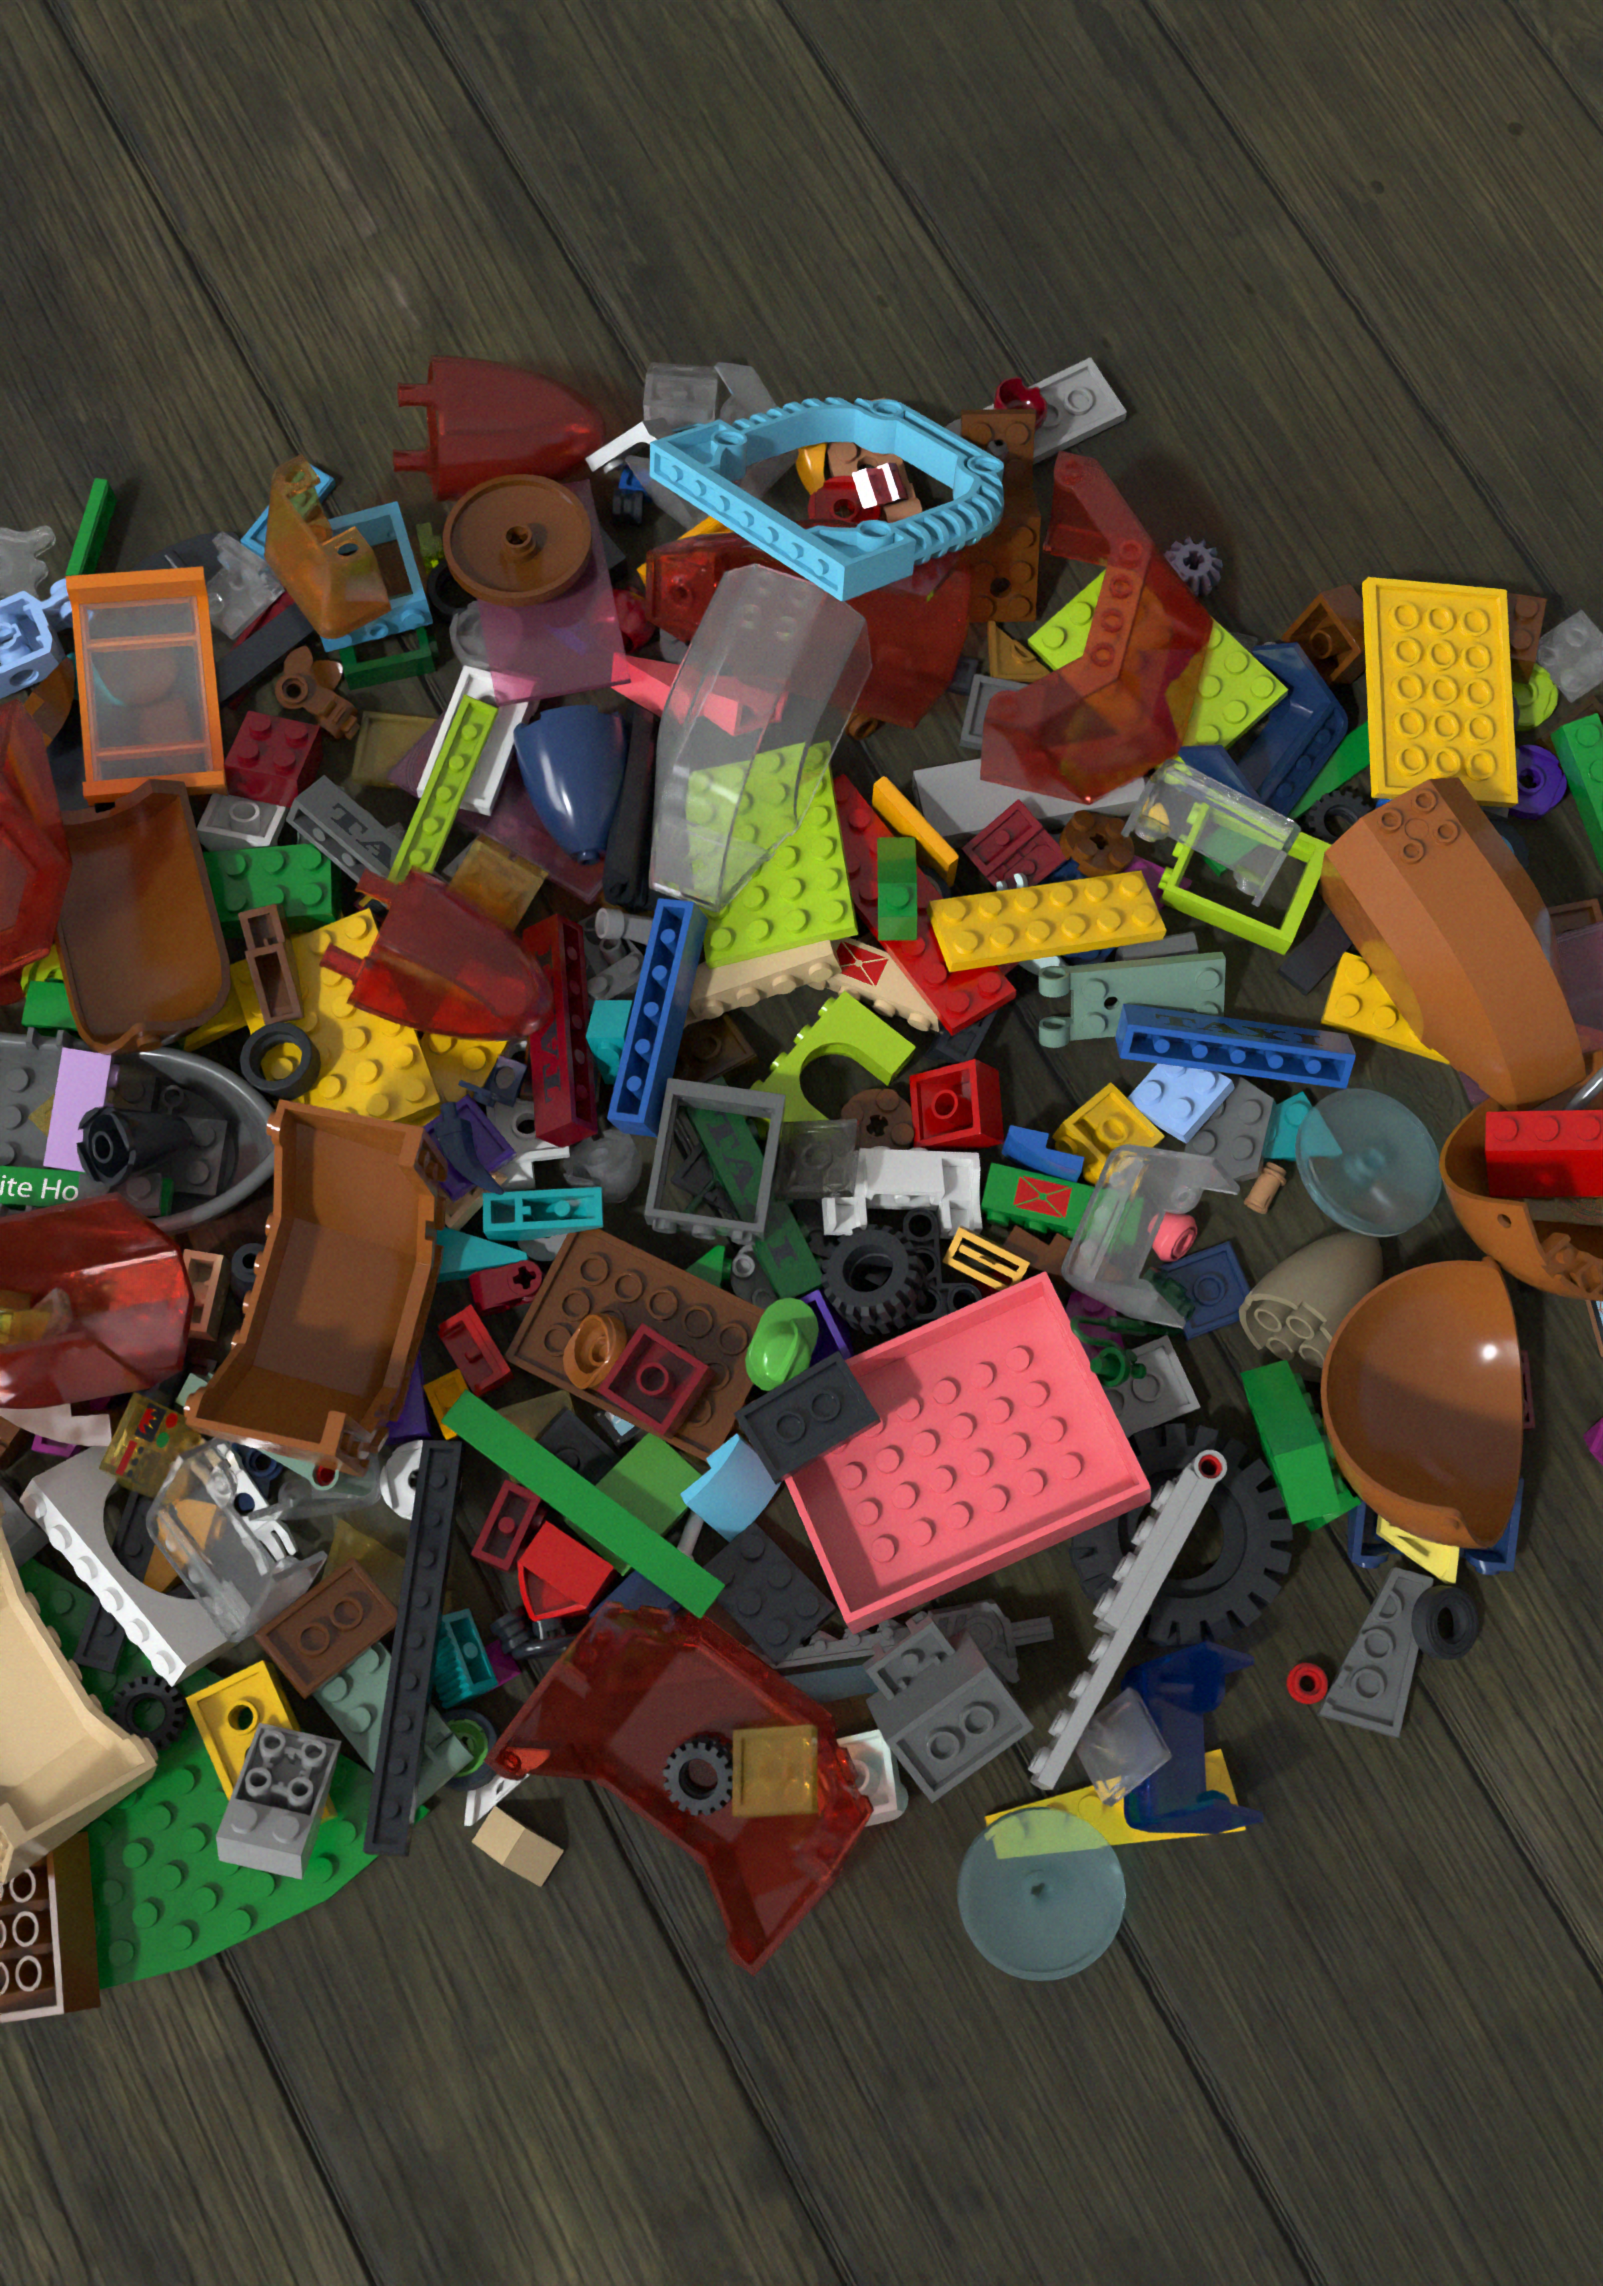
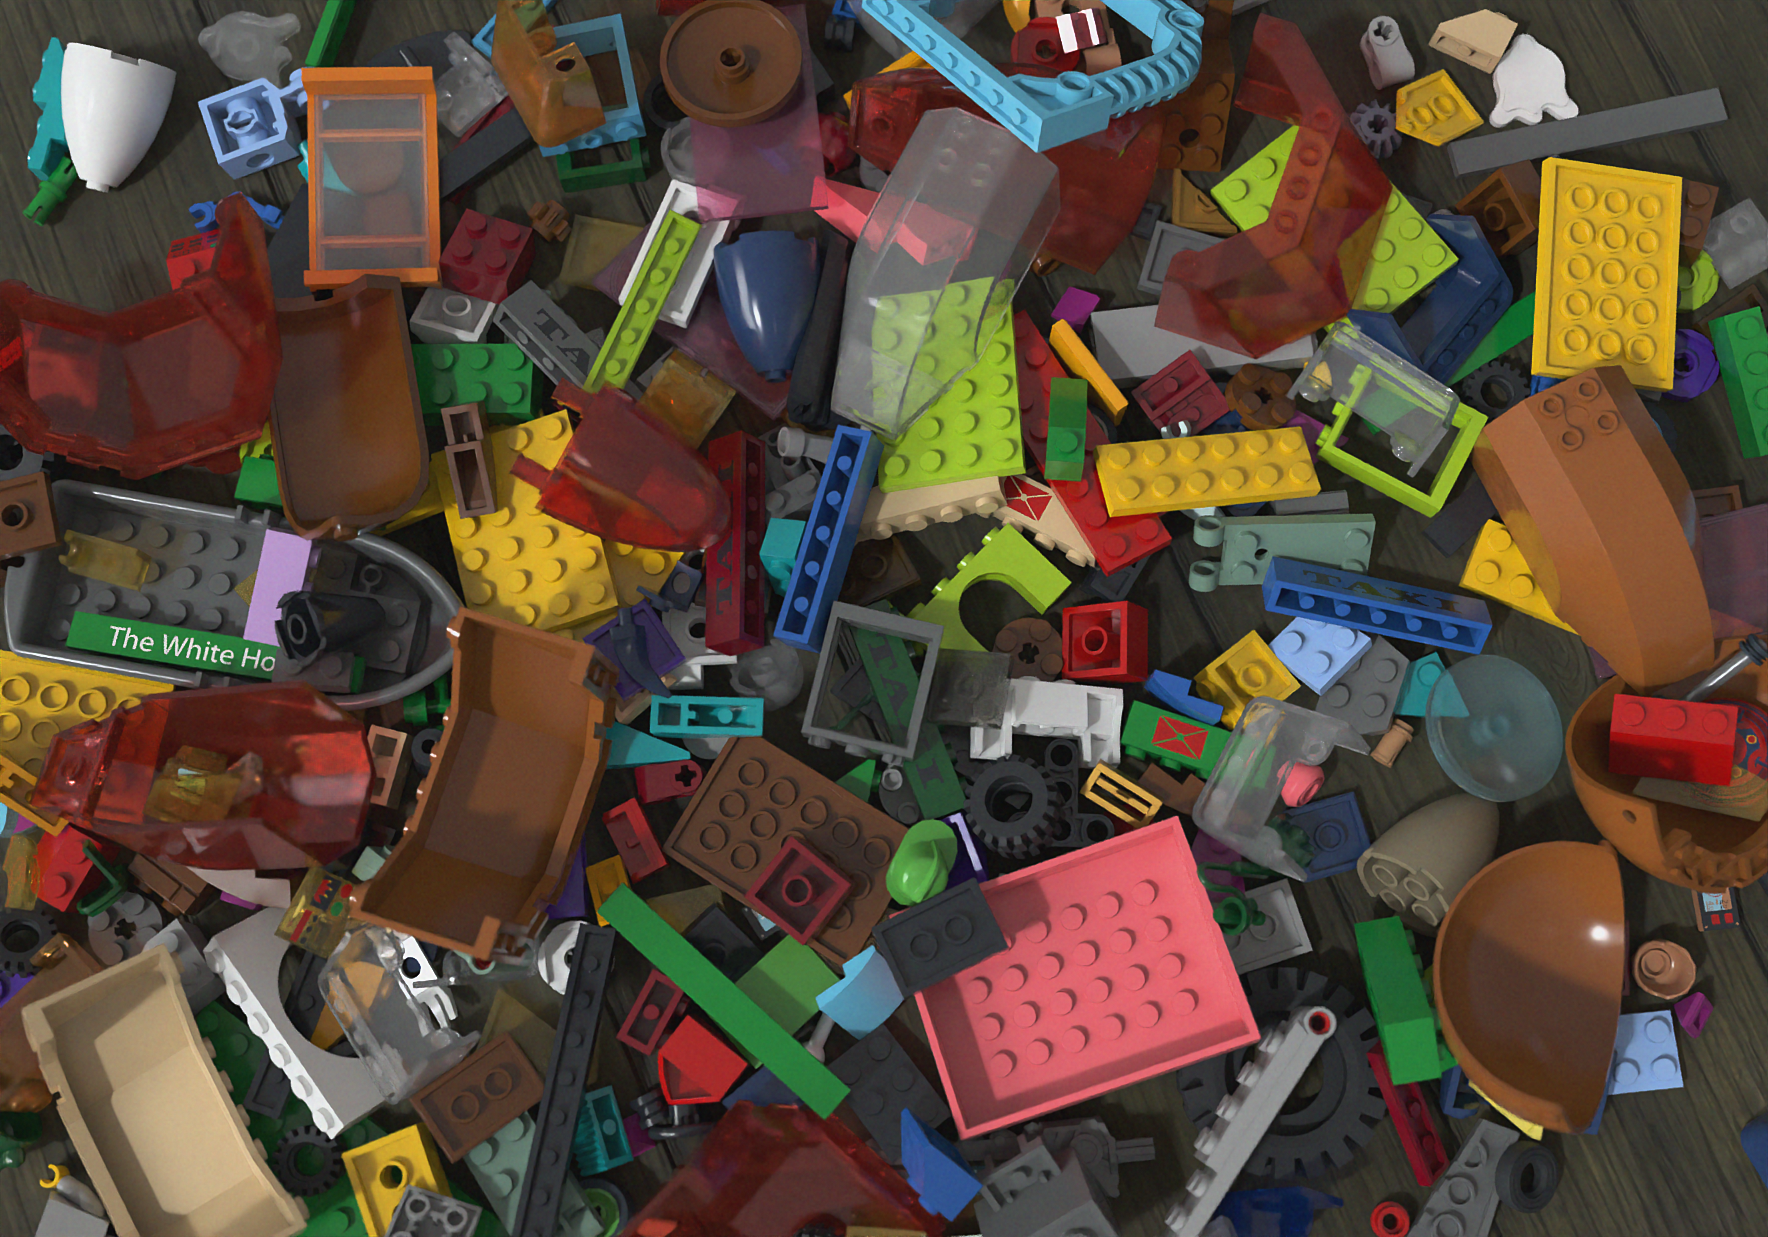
camera: 10 degrees right, 5 degrees up
(52, 700) = (280, 191): reddish brown slope -> none
(232, 1231) = (418, 708): none -> green piece
(264, 1040) = (449, 540): black tyre -> none
(313, 678) = (531, 179): reddish brown plate -> none
(430, 546) = (648, 58): clear neon green plate -> none
(594, 1349) = (745, 853): dark orange hat -> none
(821, 1660) = (936, 1168): none -> blue slope
(898, 768) = (1076, 308): none -> magenta slope
(1197, 490) = (1386, 53): none -> light grey piece
(1251, 543) = (1435, 110): none -> yellow tile
(1286, 469) = (1475, 38): none -> tan slope
(1317, 1570) = (1411, 1121): none -> dark red tile
(1346, 511) = (1528, 83): none -> white tile
(1412, 555) = (1588, 132): none -> dark grey tile
(1555, 1487) = (1645, 1053): none -> light blue plate
(1566, 1395) = (1663, 968): none -> nougat hair

